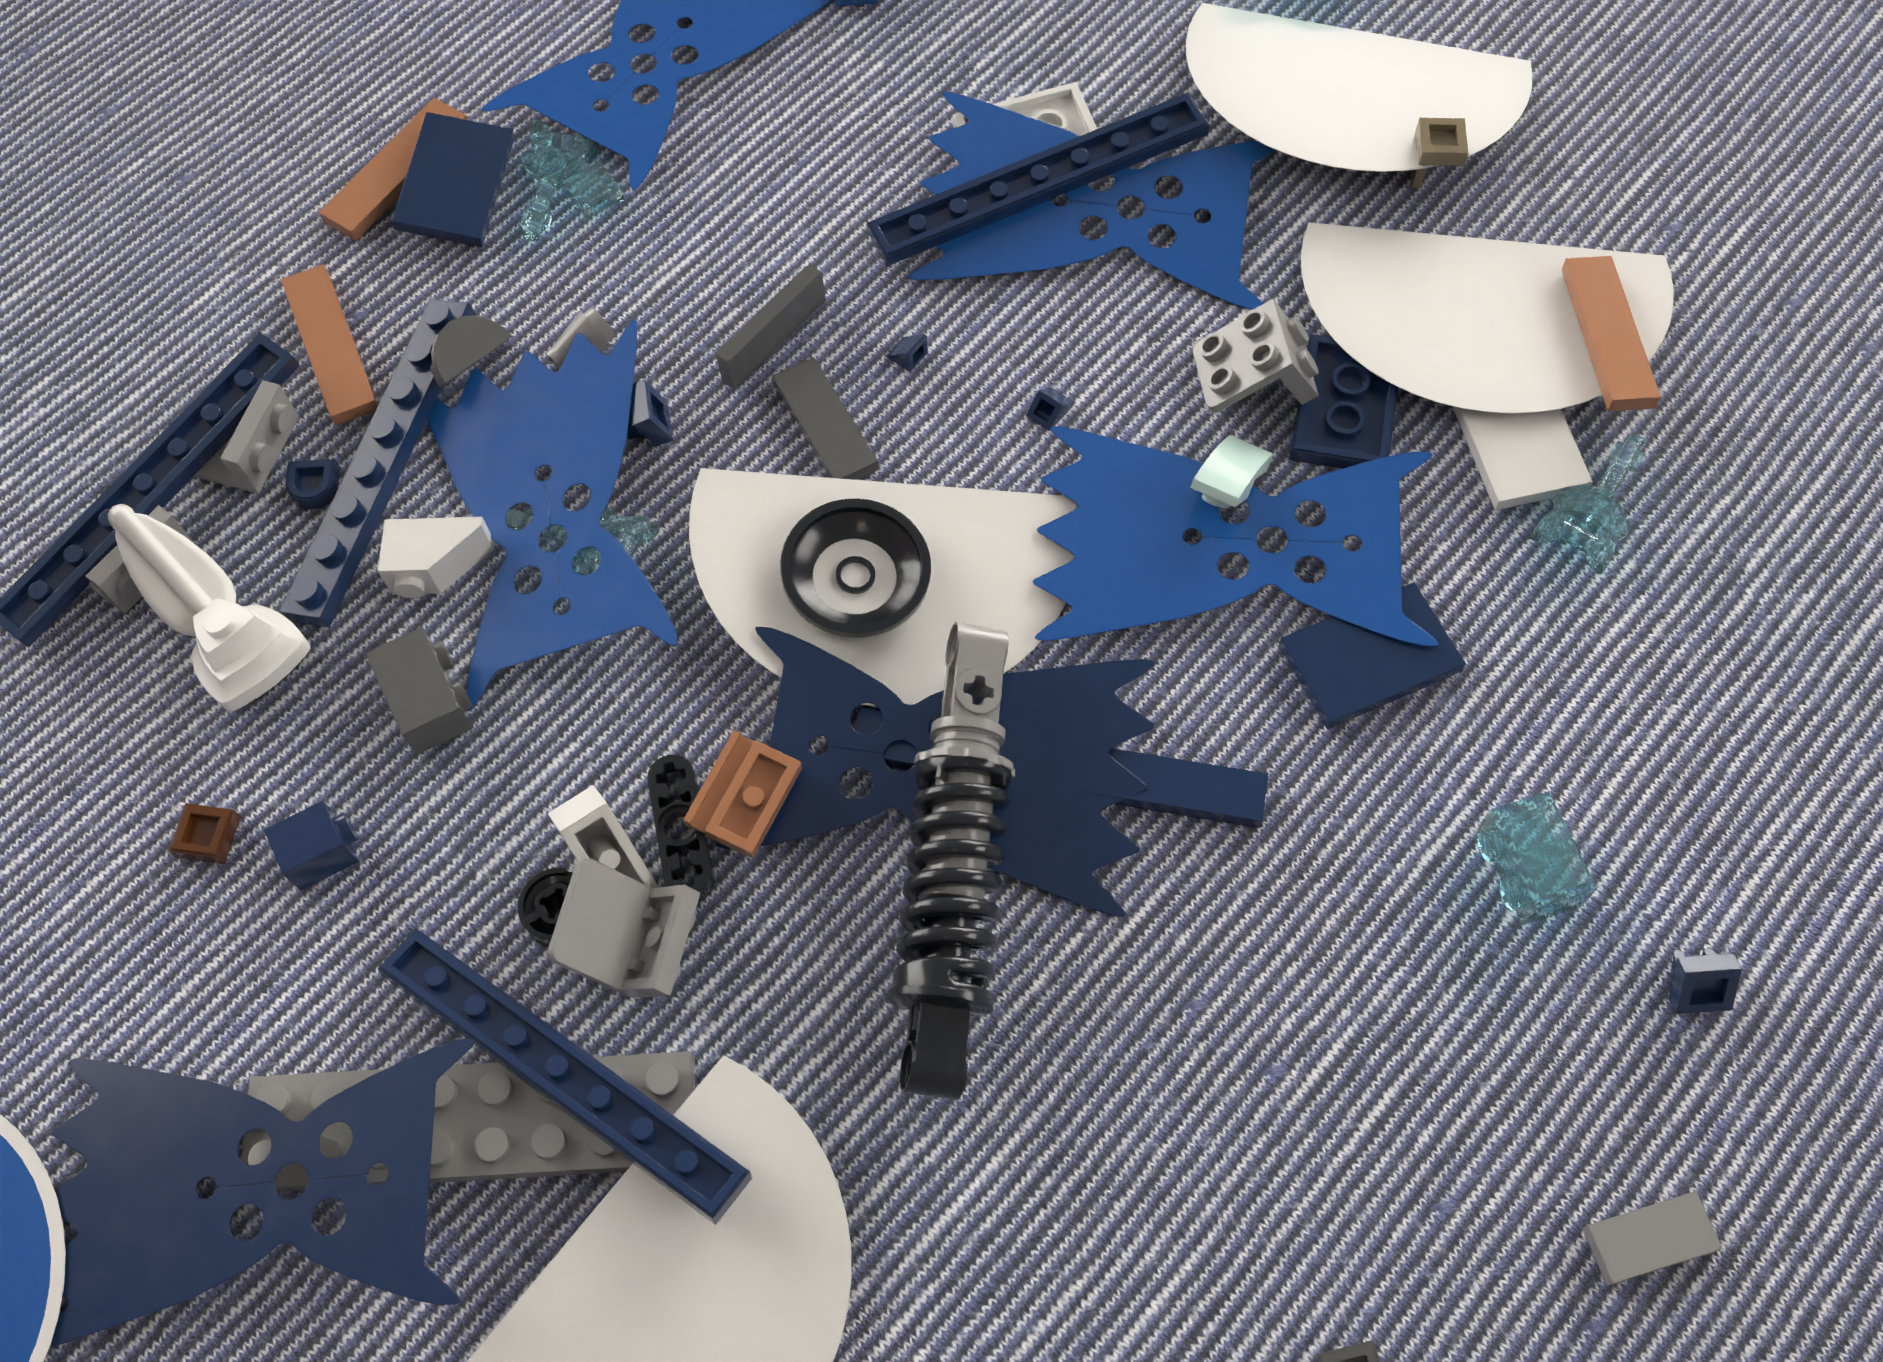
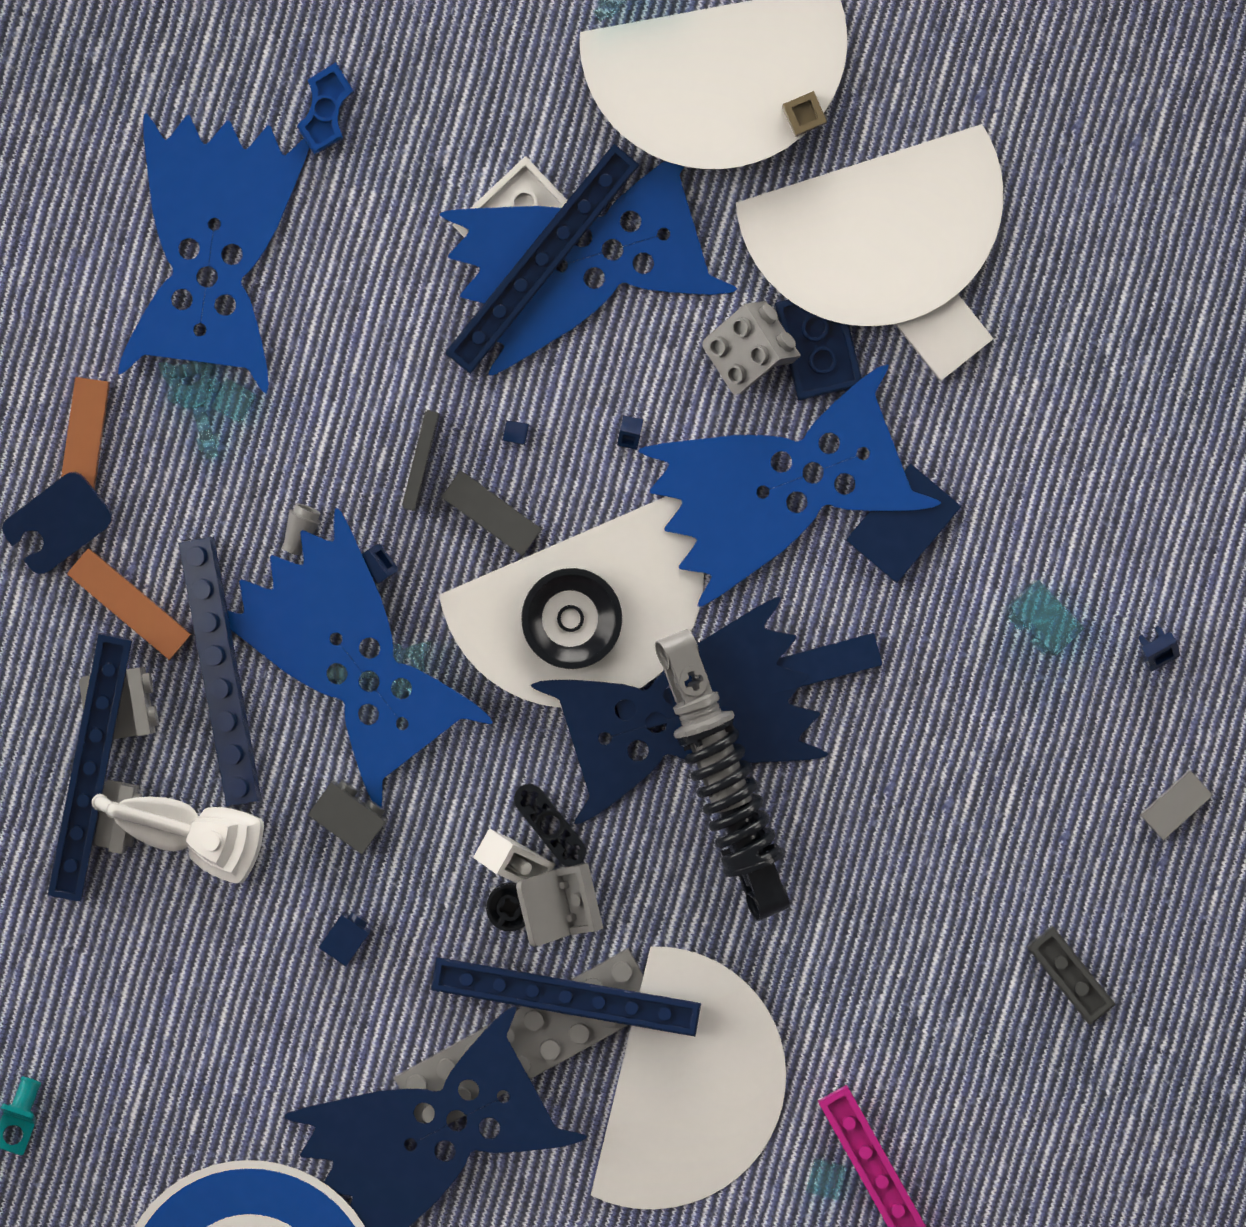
camera: 30 degrees left, 25 degrees up
(204, 833) = (272, 958): reddish brown tile -> none
(312, 482) = (184, 708): dark blue tile -> none
(317, 221) = (65, 517): none -> dark blue piece
(430, 553) = (296, 727): white slope -> none
(453, 179) = (135, 440): dark blue tile -> none
(463, 345) = (227, 572): dark grey tile -> none
(743, 794) = (580, 793): nougat plate -> none
(1230, 472) = (770, 438): light aqua slope -> none
(1594, 509) = (1001, 357): clear light blue piece -> none
(1610, 334) = (967, 219): nougat tile -> none

